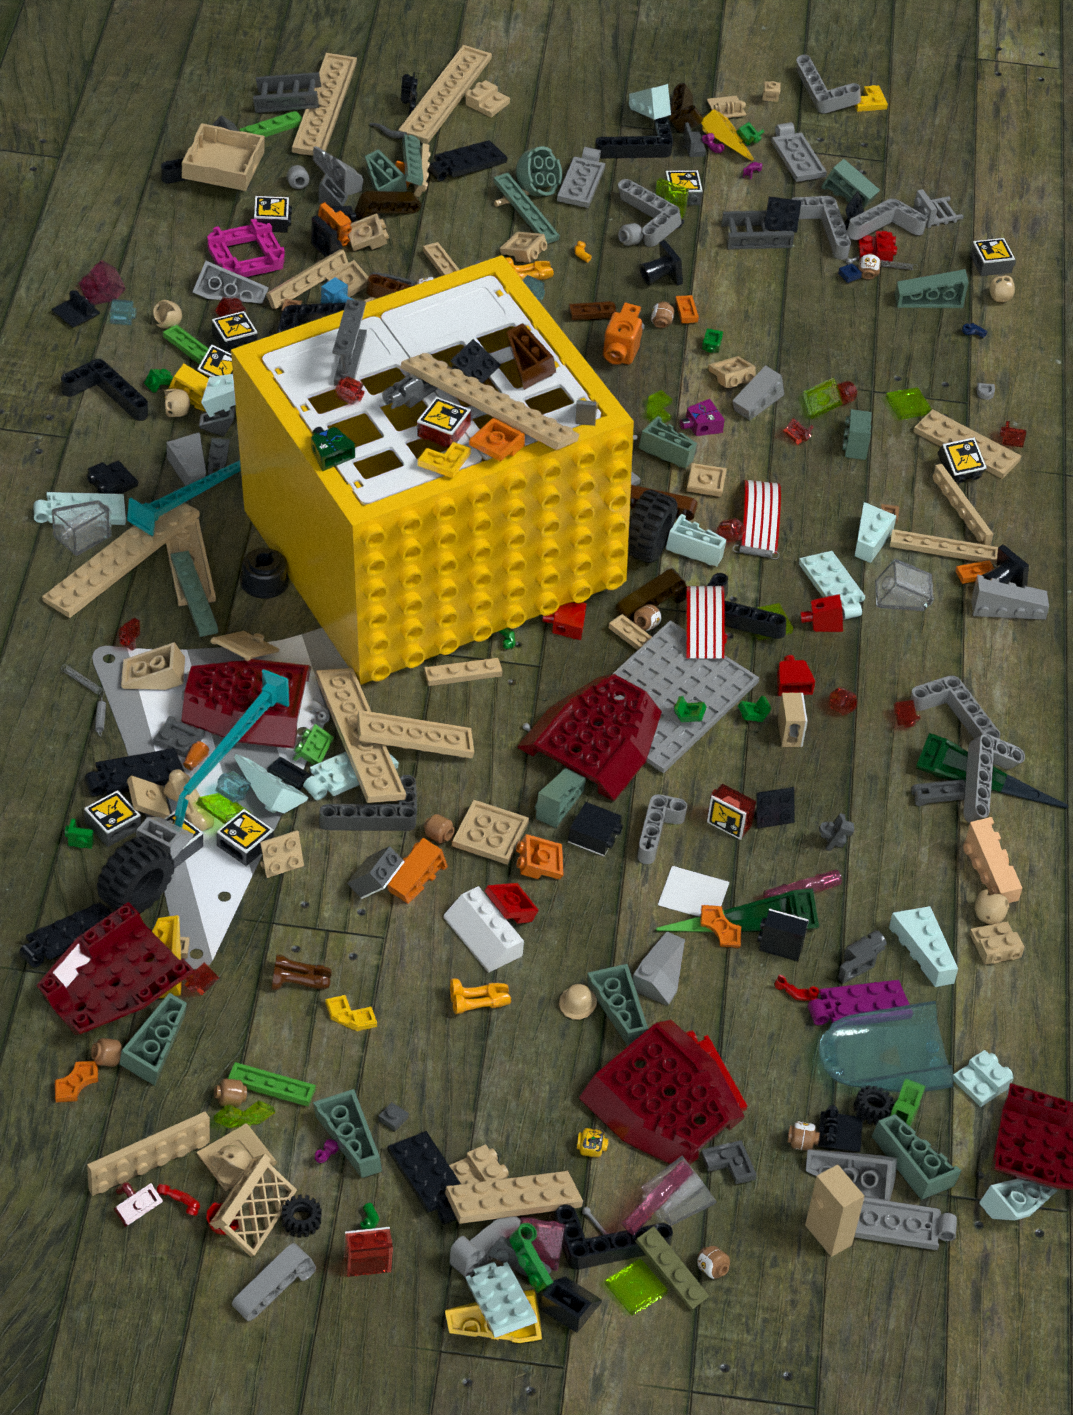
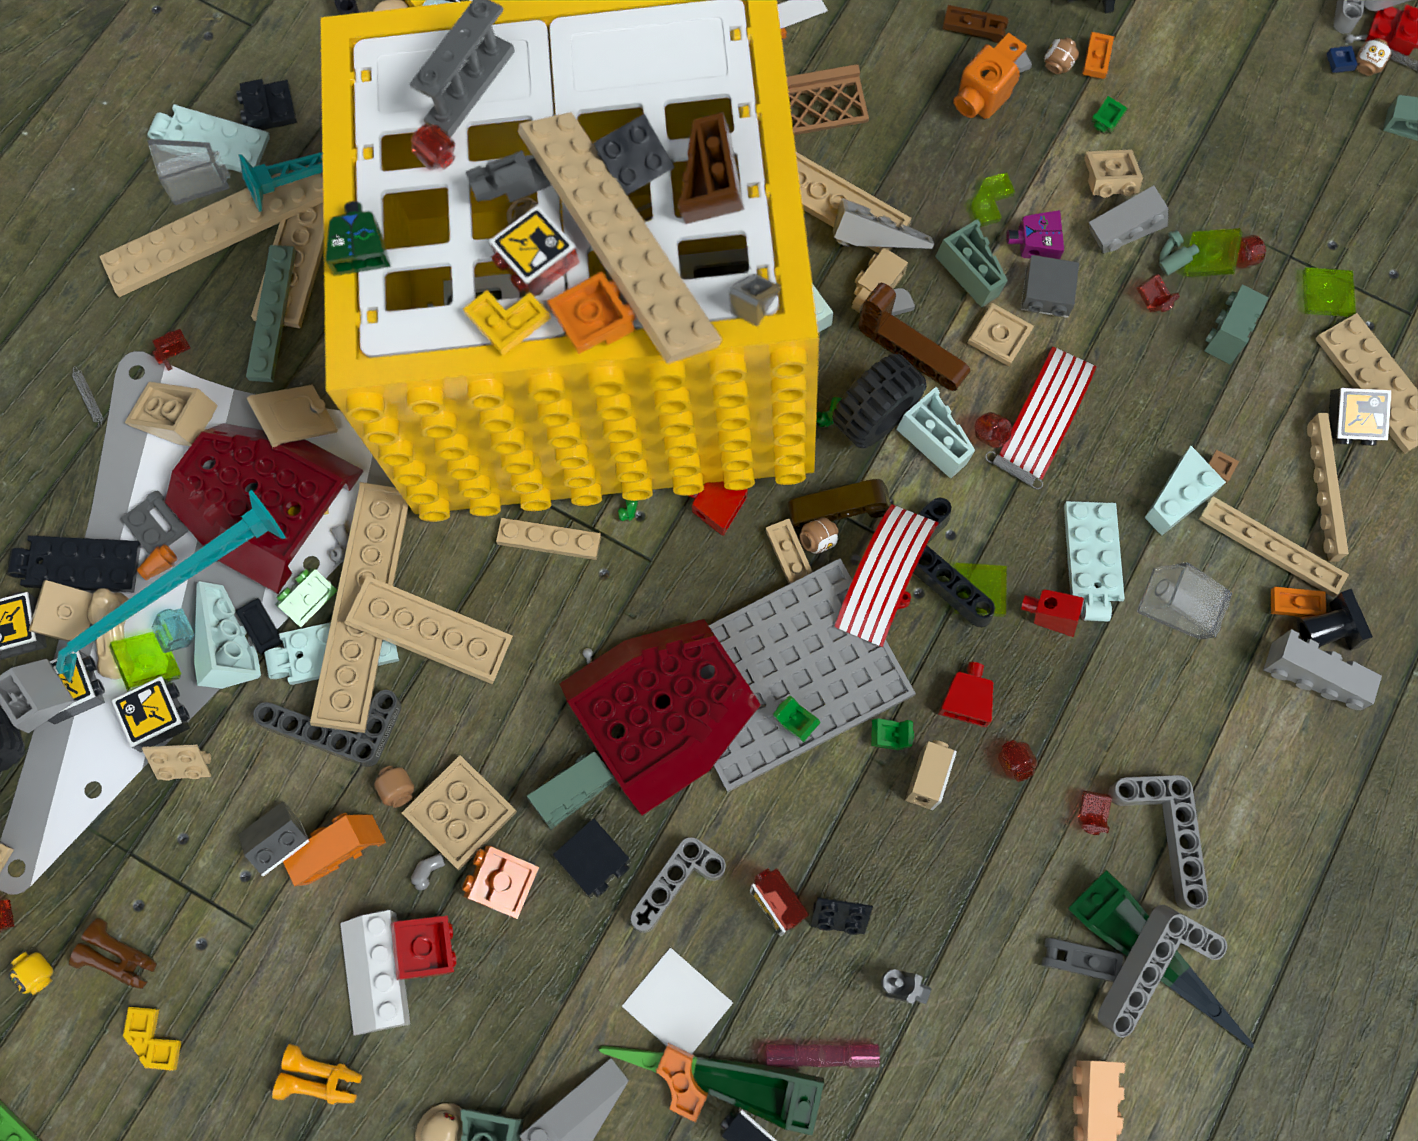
camera: 25 degrees right, 25 degrees up
(100, 716) = (80, 459): light grey piece -> none
(247, 998) = (30, 973): none -> yellow head
(484, 869) = (423, 869): none -> light grey arm
(725, 444) = (1050, 286): none -> dark grey piece
(801, 407) = (1173, 262): none -> sand green plant

